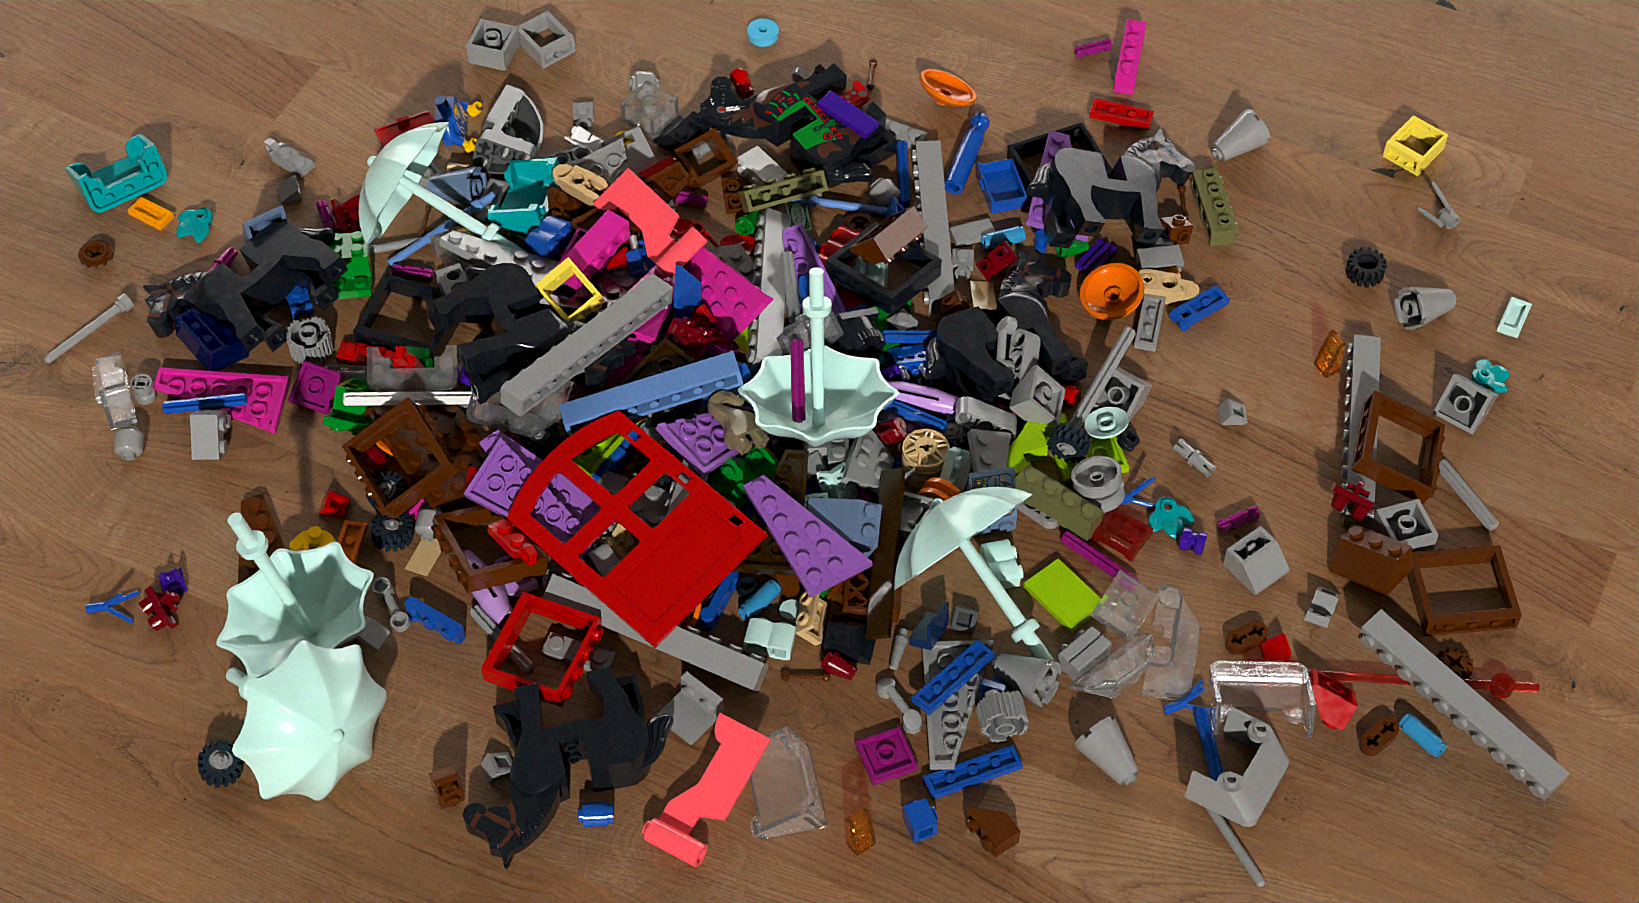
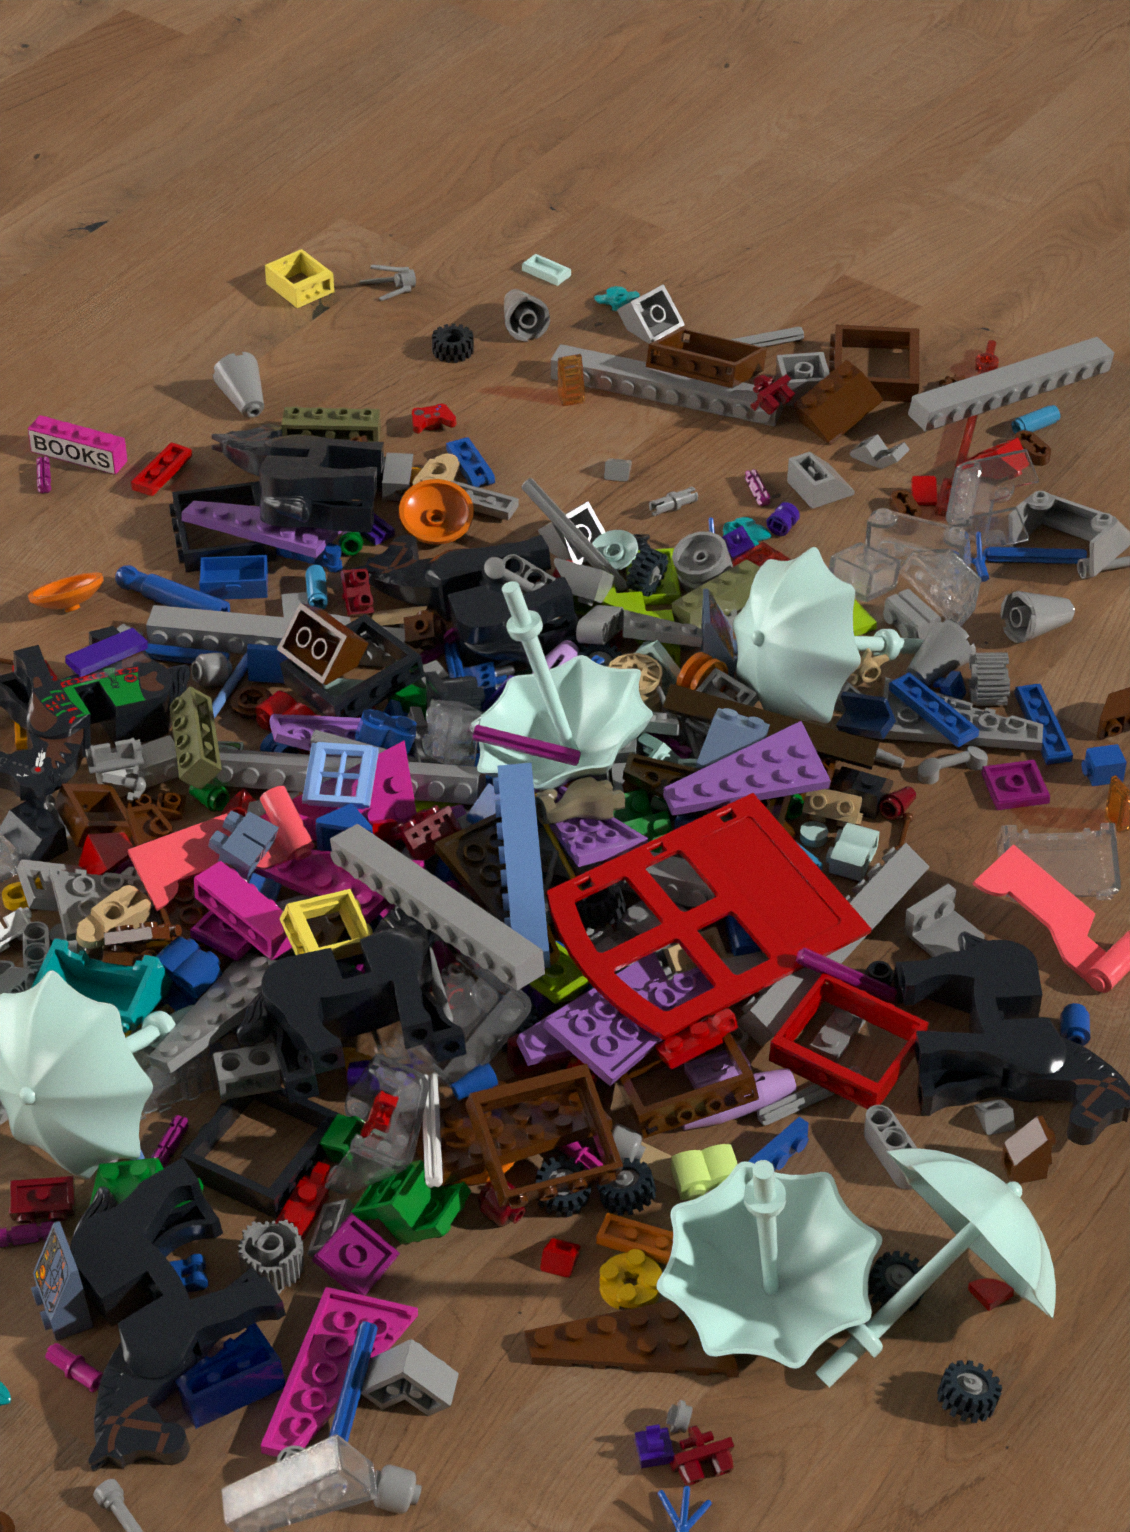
camera: 80 degrees left, 10 degrees down
(193, 591) = (679, 1417): none -> light grey plate
(411, 577) = (702, 1170): none -> yellowish green brick
(446, 705) = (884, 1134): none -> light grey beam
(467, 421) = (477, 1079): none -> blue cone
(560, 201) = (143, 934): none -> reddish brown plate
(607, 632) = (850, 976): none -> magenta axle
(636, 666) = (880, 971): none -> black plate
(650, 232) = (247, 843): none -> sand blue hips
(727, 269) = (340, 775): none -> light blue piece
(740, 176) = (138, 785): none -> light grey piece
(757, 152) = (103, 758): none -> light grey hinge
(996, 624) = (869, 668): none -> tan animal
(1145, 510) = (738, 542): none -> dark purple tile
(1253, 270) = (432, 418): none -> red piece

